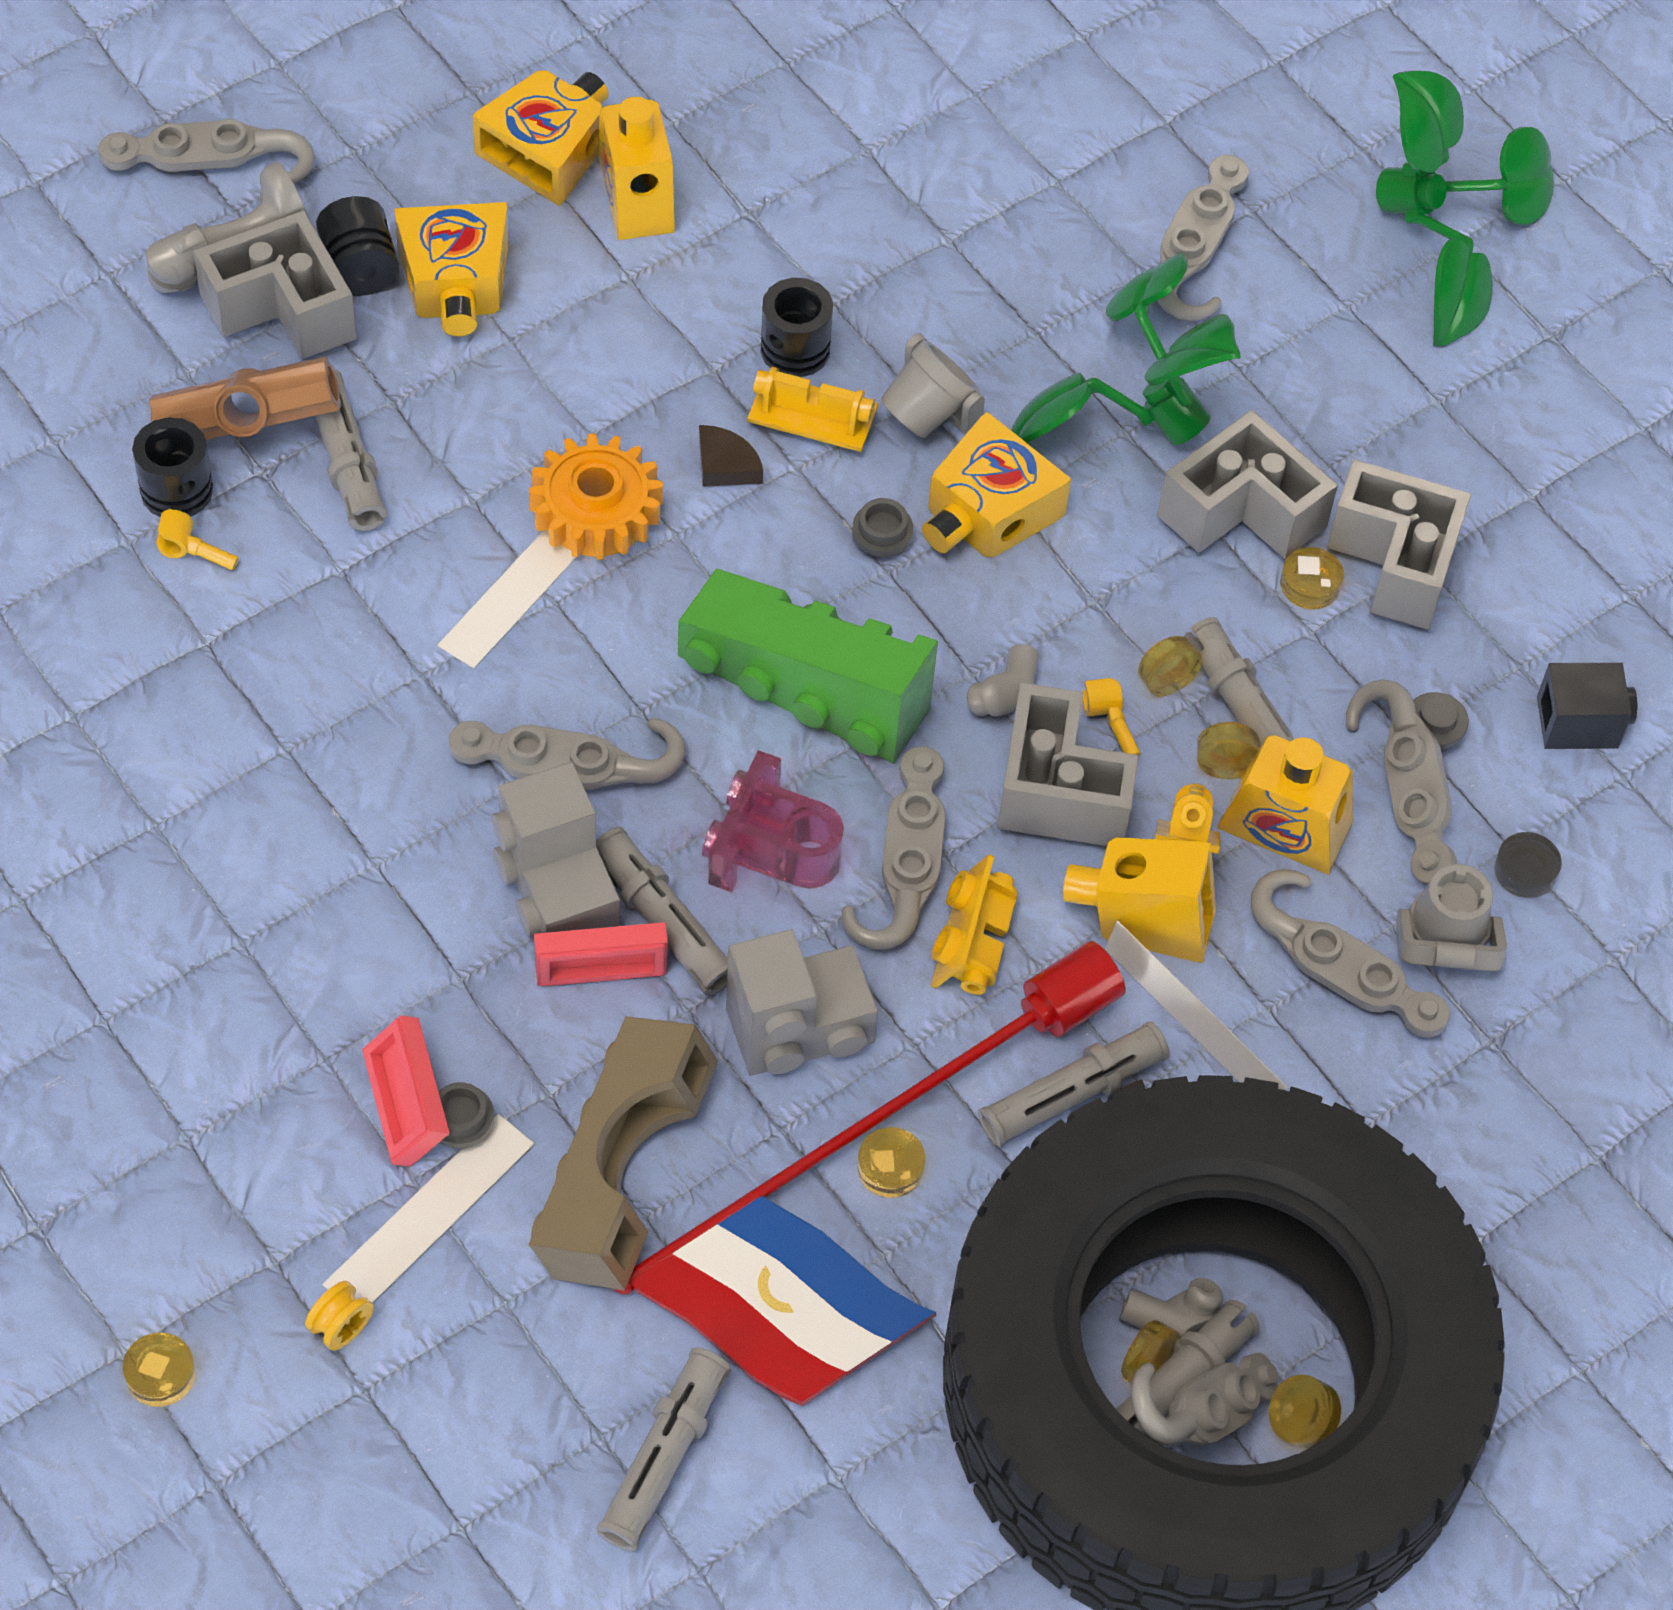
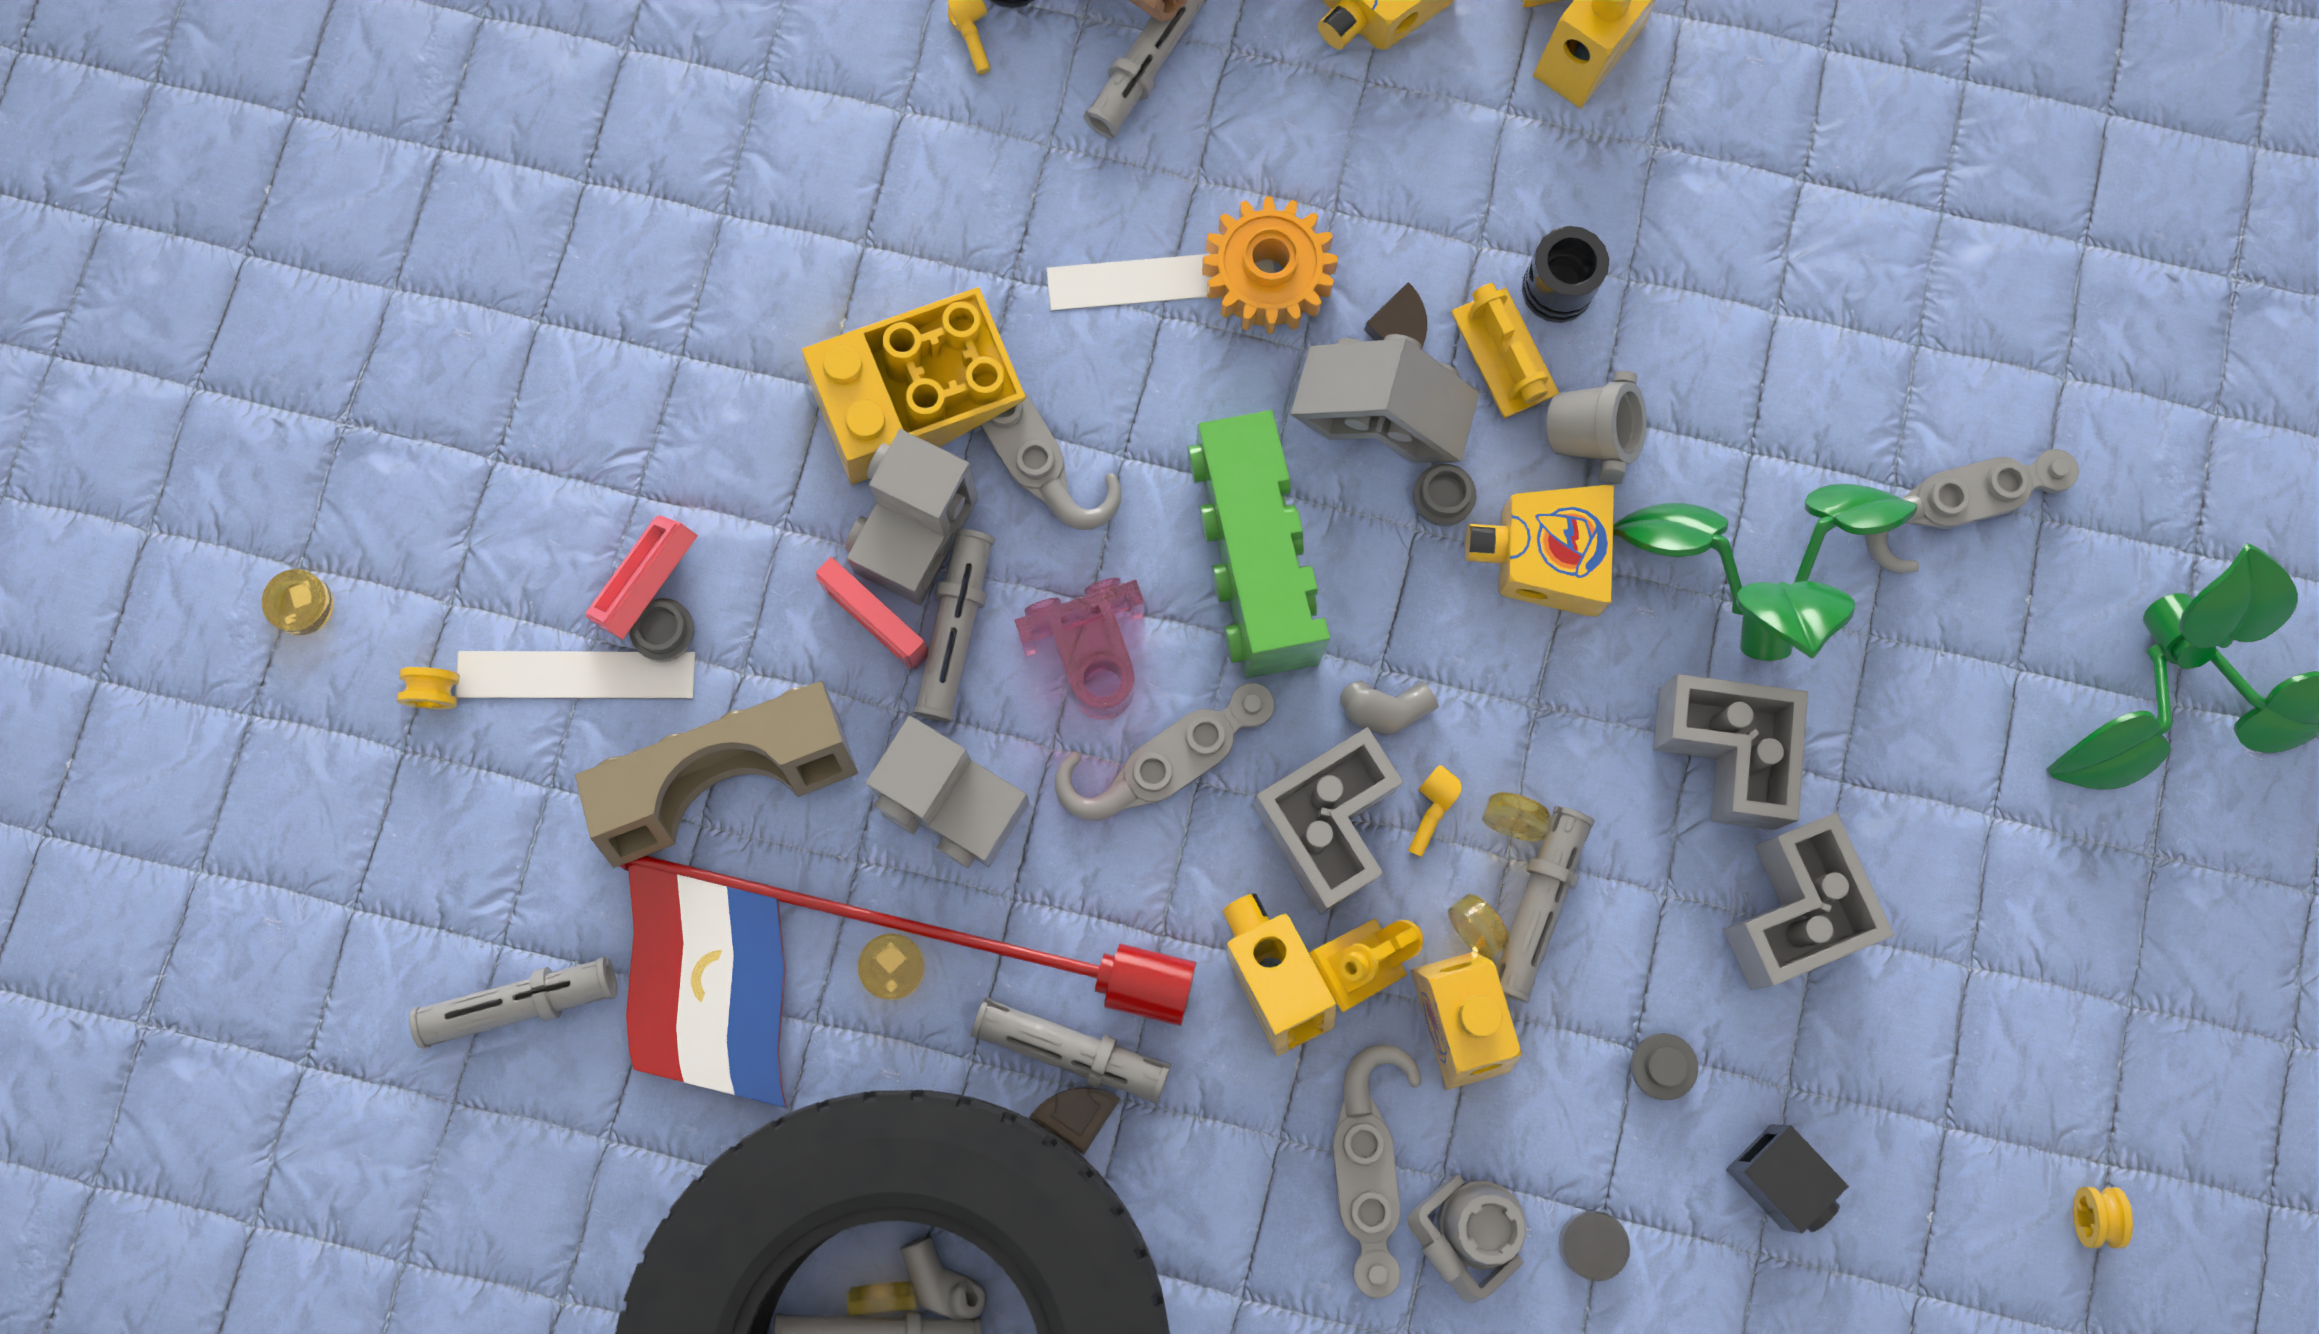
camera: 50 degrees right, 20 degrees up
(439, 786) = (918, 372): none -> yellow slope
(773, 492) = (1386, 394): none -> light grey brick
(978, 904) = (1161, 848): yellow hinge -> none
(1186, 1008) = (1210, 1096): white sticker -> none
(1311, 578) = (1712, 857): clear yellow tile -> none
(1413, 774) = (1587, 1094): light grey piece -> none

